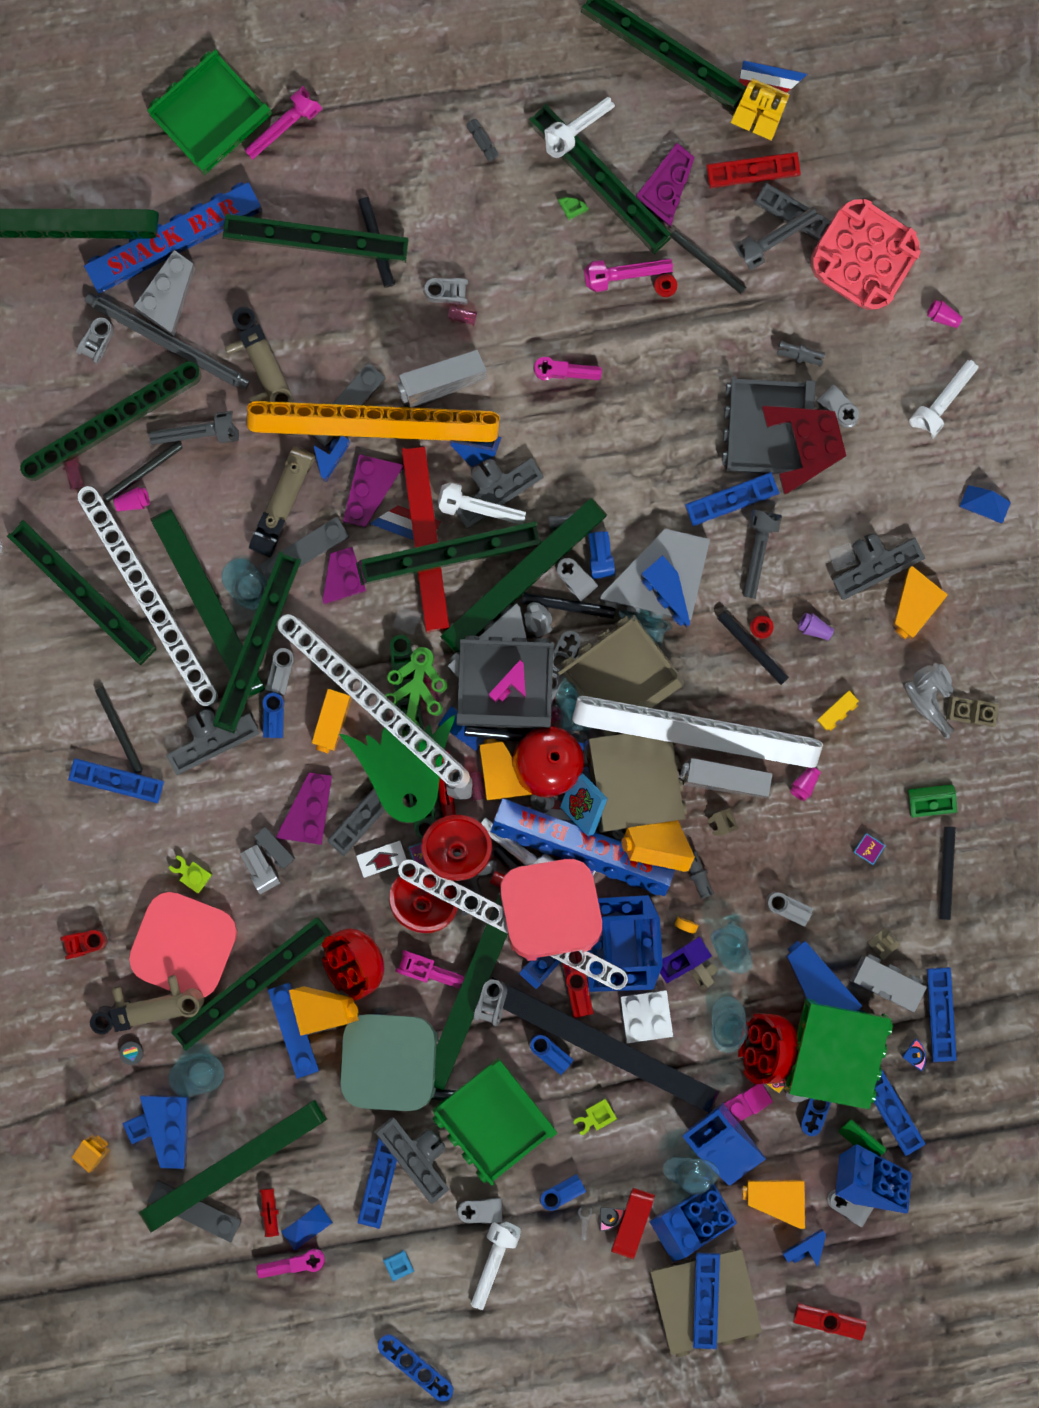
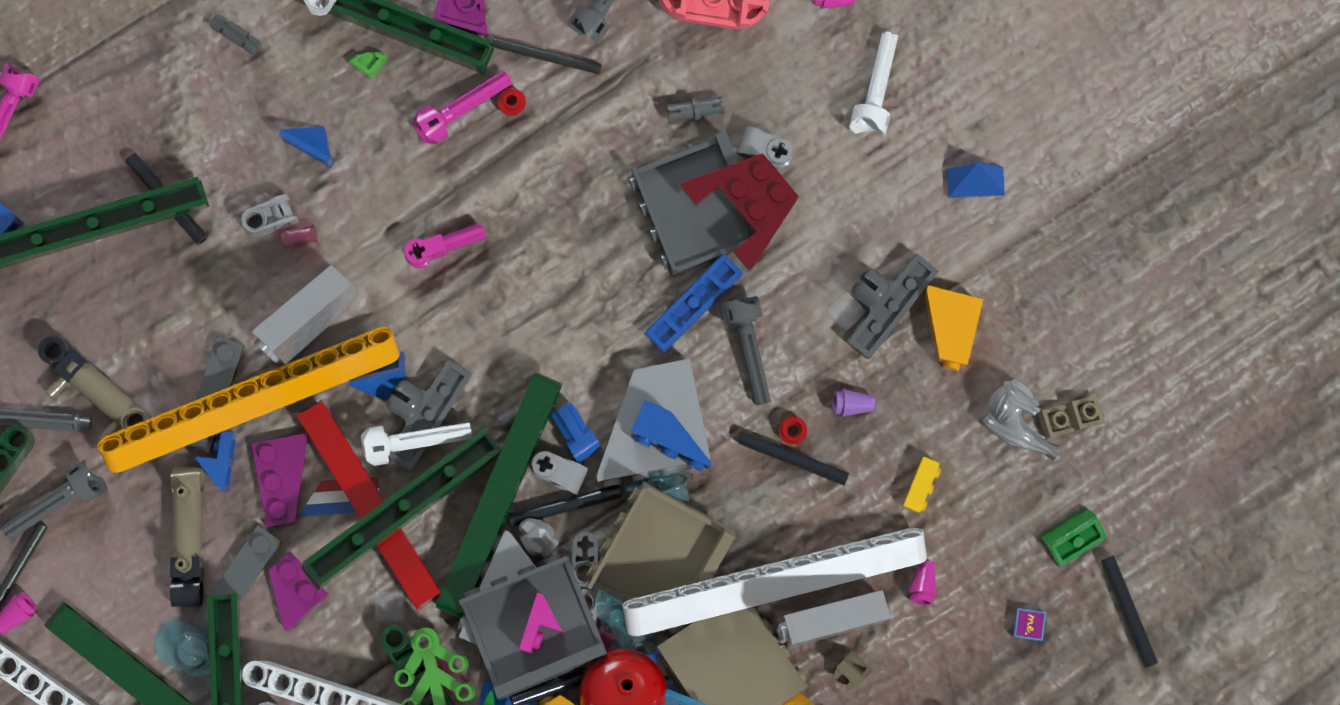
camera: 25 degrees left, 5 degrees down
(502, 247) = (310, 141): none -> blue slope

